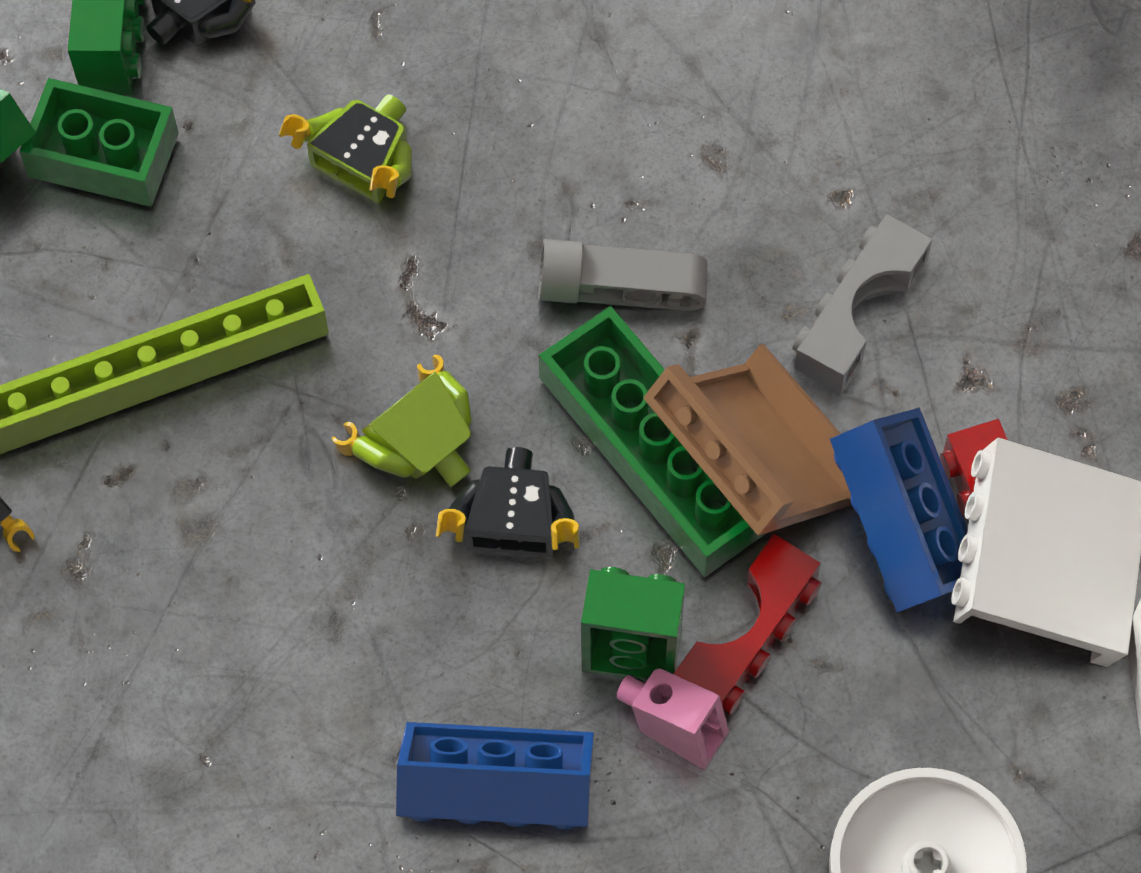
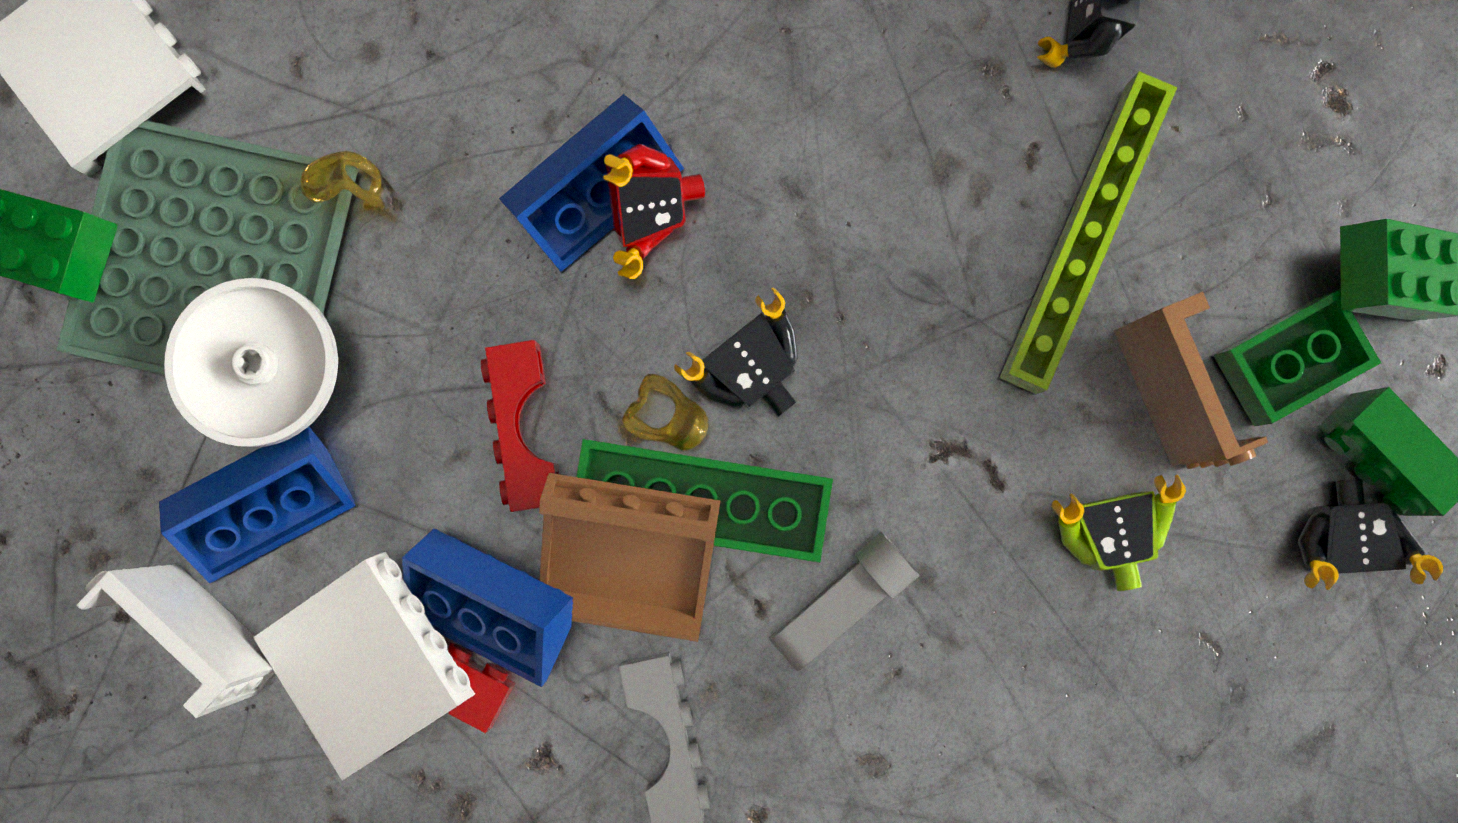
camera: 135 degrees right, 20 degrees up
(204, 209) = (1180, 390): none -> medium nougat panel
(417, 429) = (866, 360): lime torso -> none
(468, 706) = (646, 202): none -> torso
(613, 514) = (687, 425): none -> clear yellow piece
(631, 623) = (582, 342): green brick -> none
(677, 714) = (495, 325): bright pink torso -> none
(1039, 769) = (254, 505): none -> blue slope

